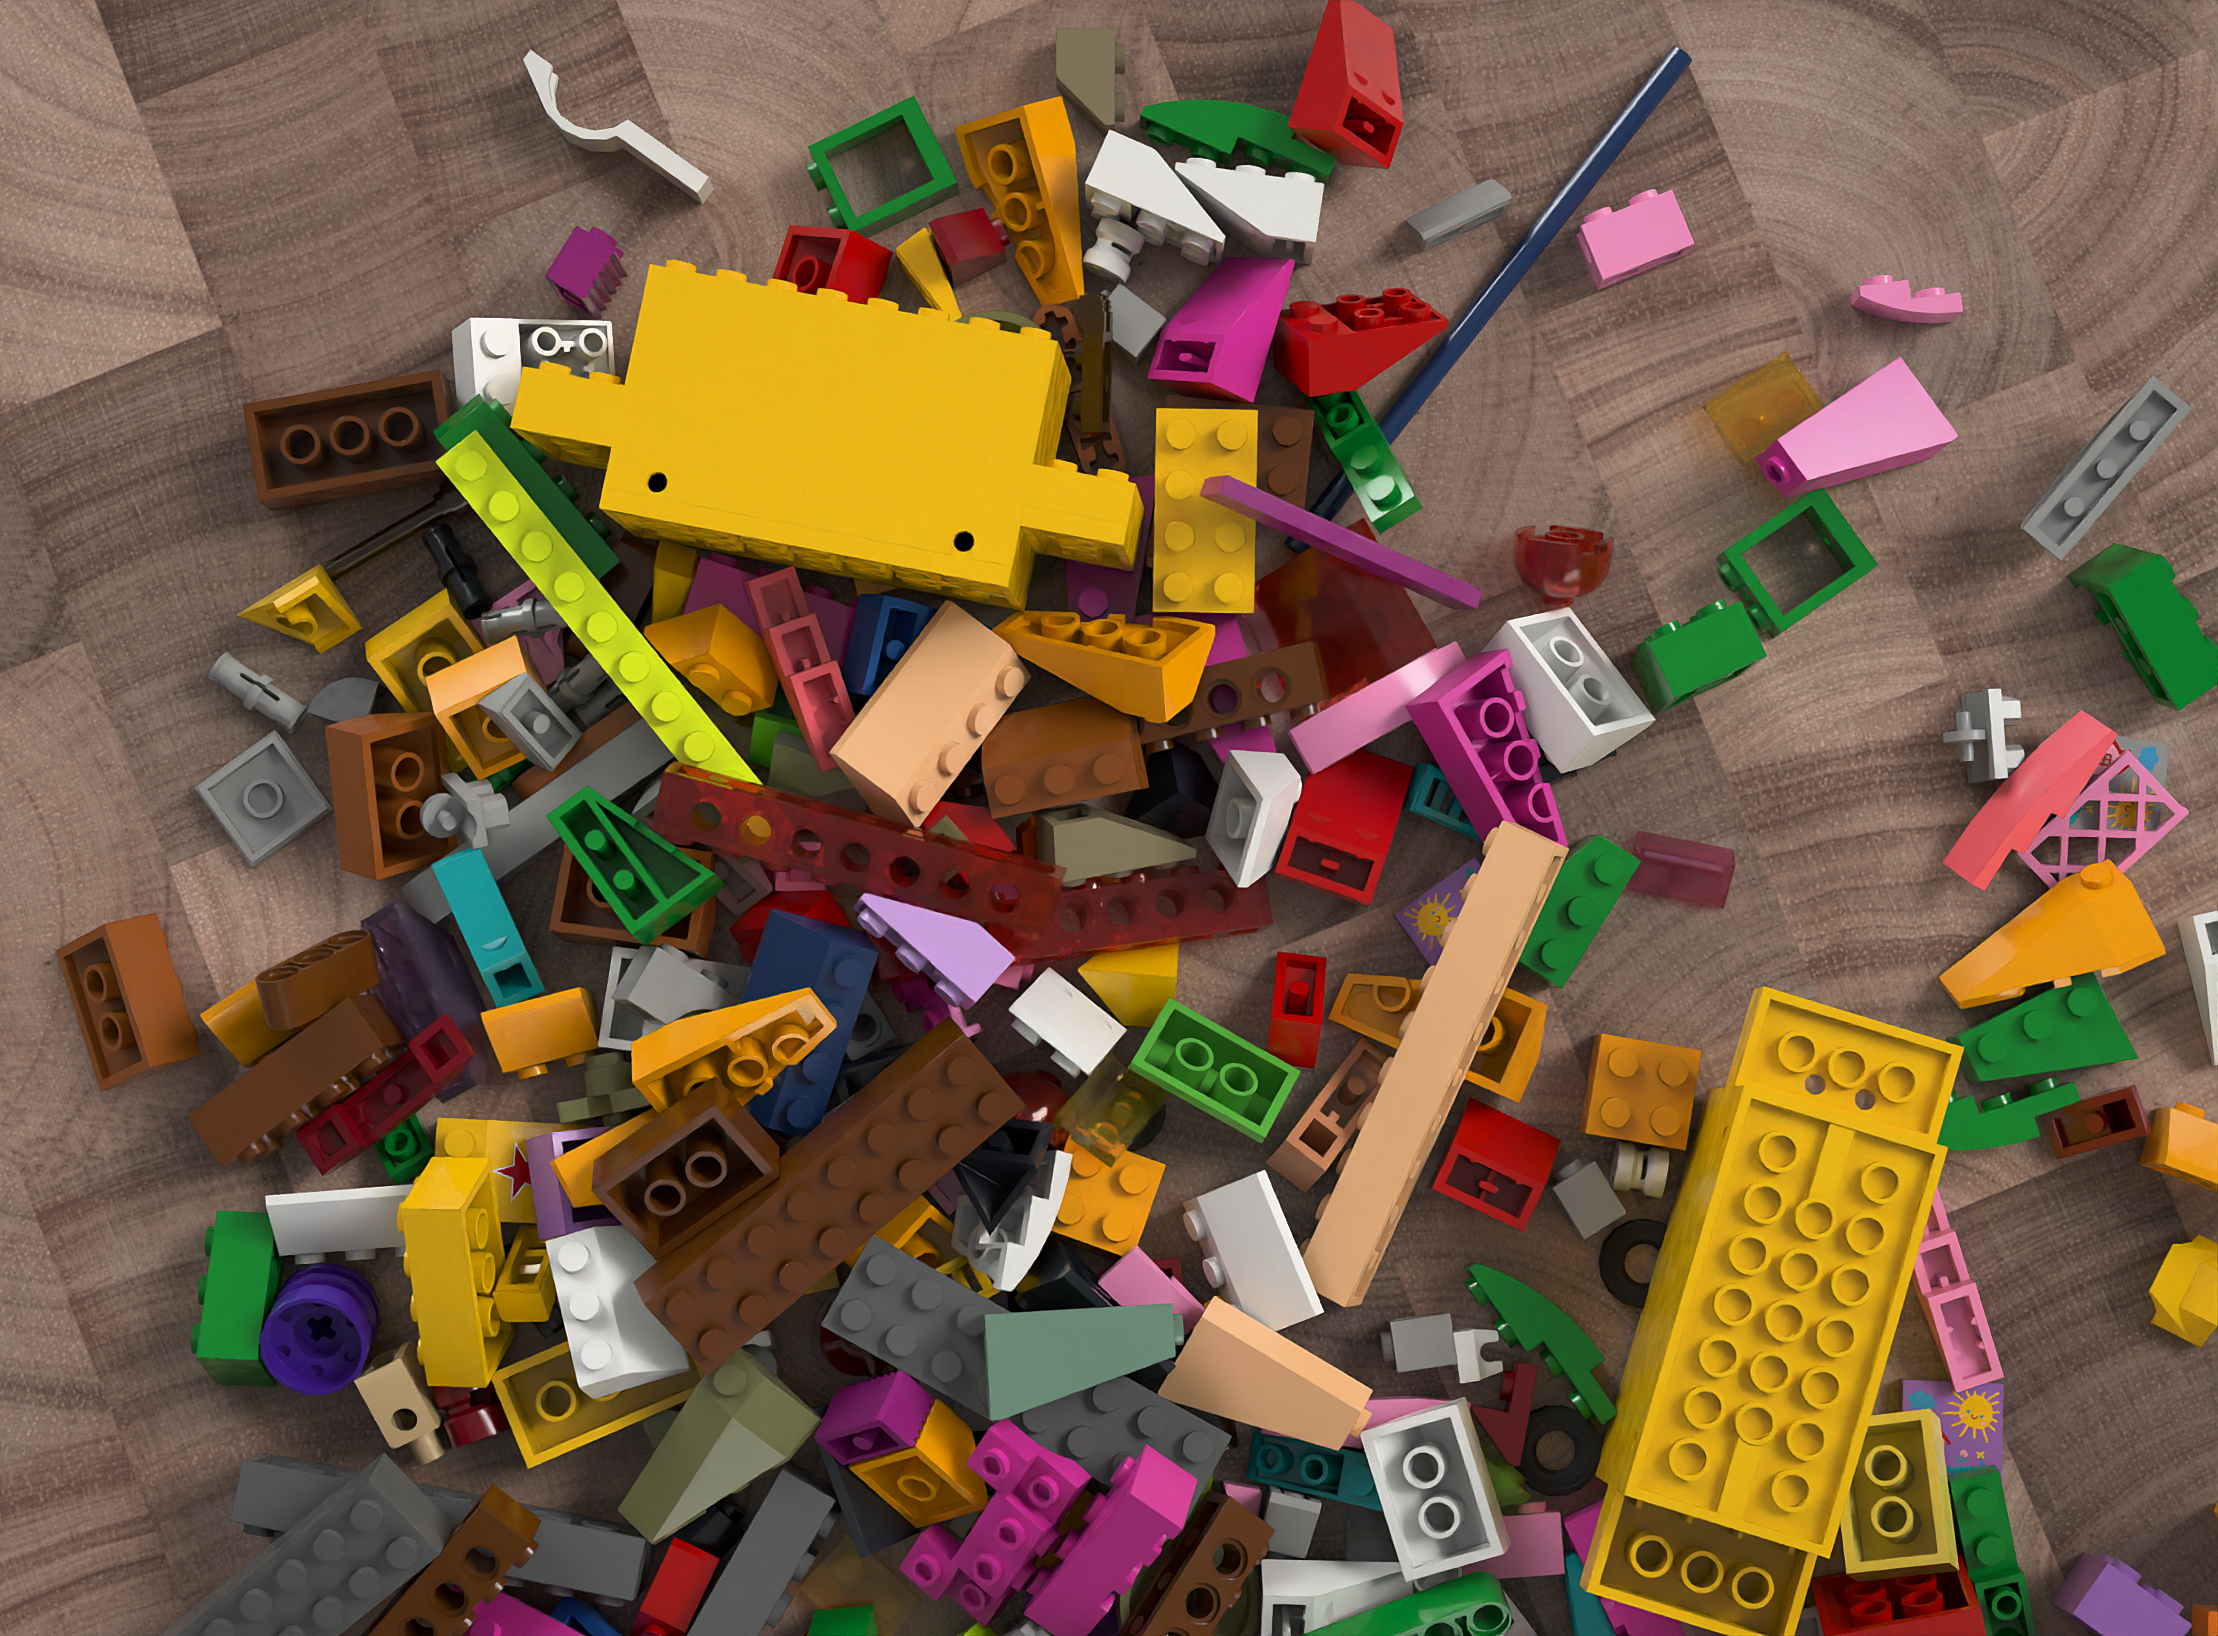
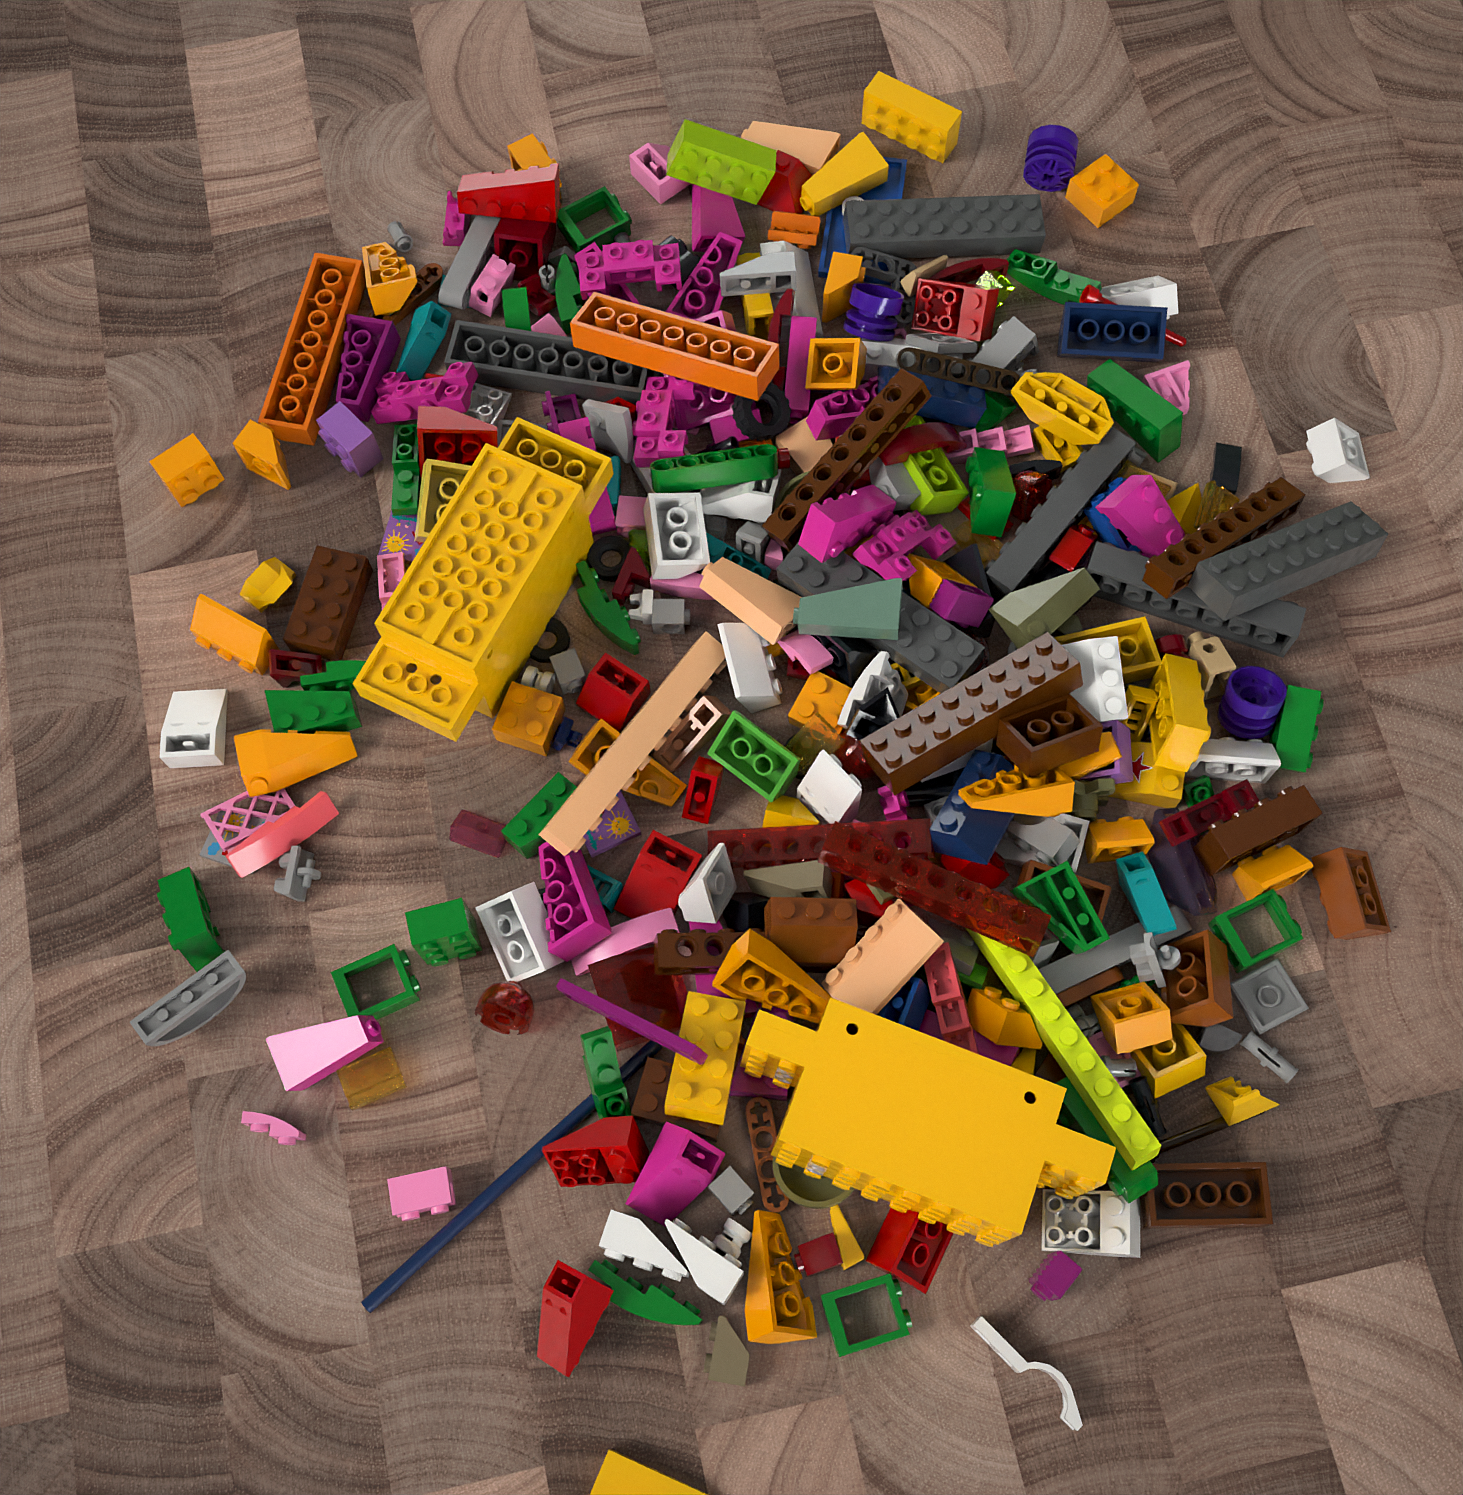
camera: 170 degrees left, 15 degrees down
(317, 979) = (1245, 874): reddish brown beam -> none
(328, 870) = (1236, 950): none -> green window
(531, 721) = (1112, 1001): light grey slope -> none
(946, 948) = (886, 823): lavender slope -> none
(1094, 359) = (755, 1165): dark brown hinge -> none
(1459, 214) = (521, 1228): light grey slope -> none
(1569, 1073) = (565, 735): none -> clear blue tile
(2070, 1262) = (328, 603): none -> reddish brown brick

